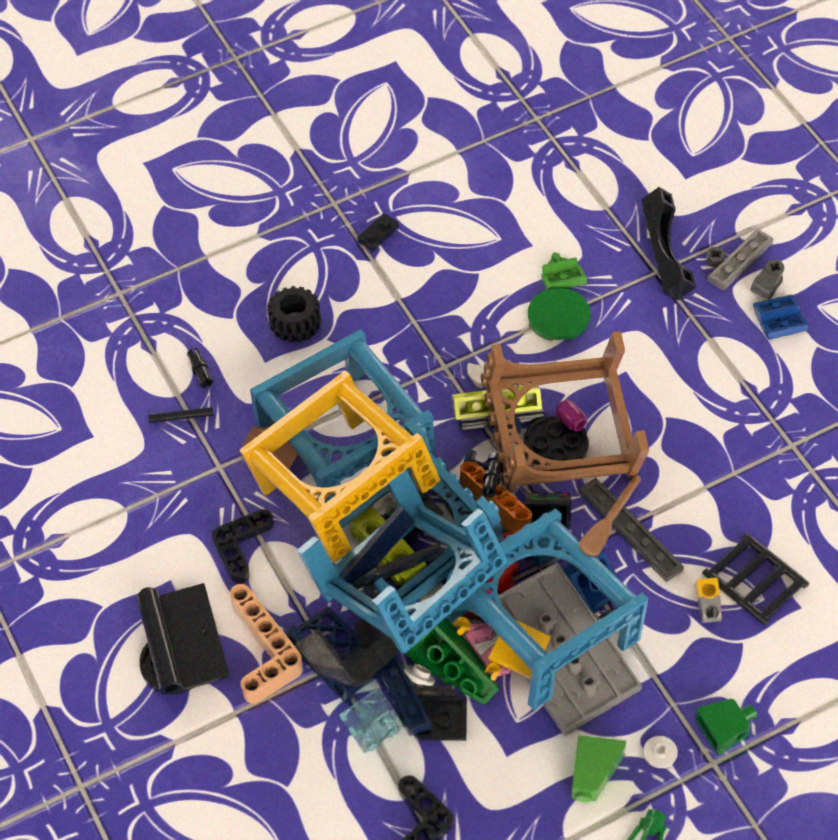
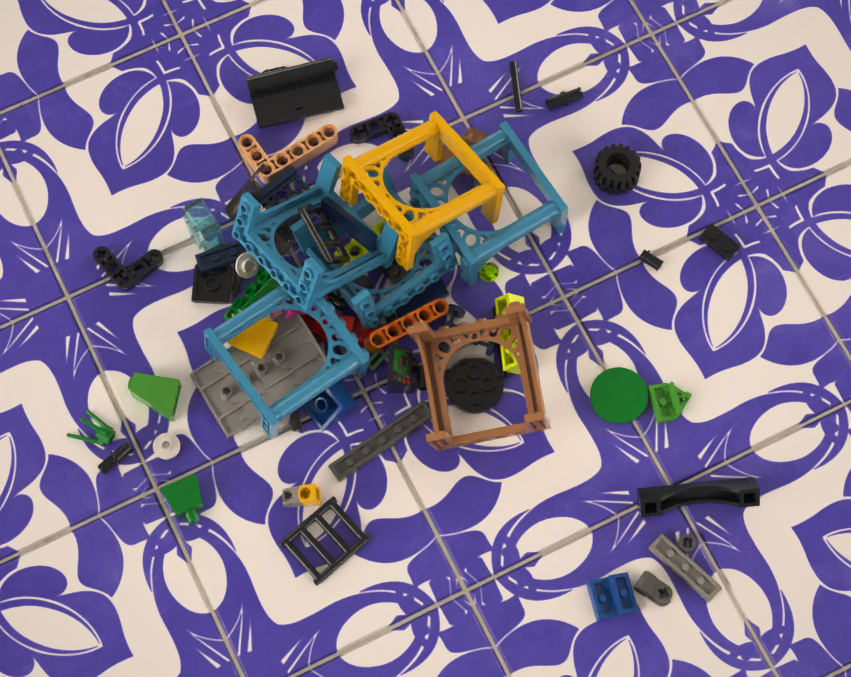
camera: 90 degrees right, 15 degrees up
(397, 291) = (650, 260): none -> black pin
(474, 372) = (551, 322): white tile -> none
(491, 478) = (409, 315): black pin -> none
(551, 488) = (421, 383): none -> black pin
(571, 415) = (495, 394): magenta brick -> none
(597, 536) = (344, 394): medium nougat piece -> none
(681, 808) = (115, 457): none -> black axle

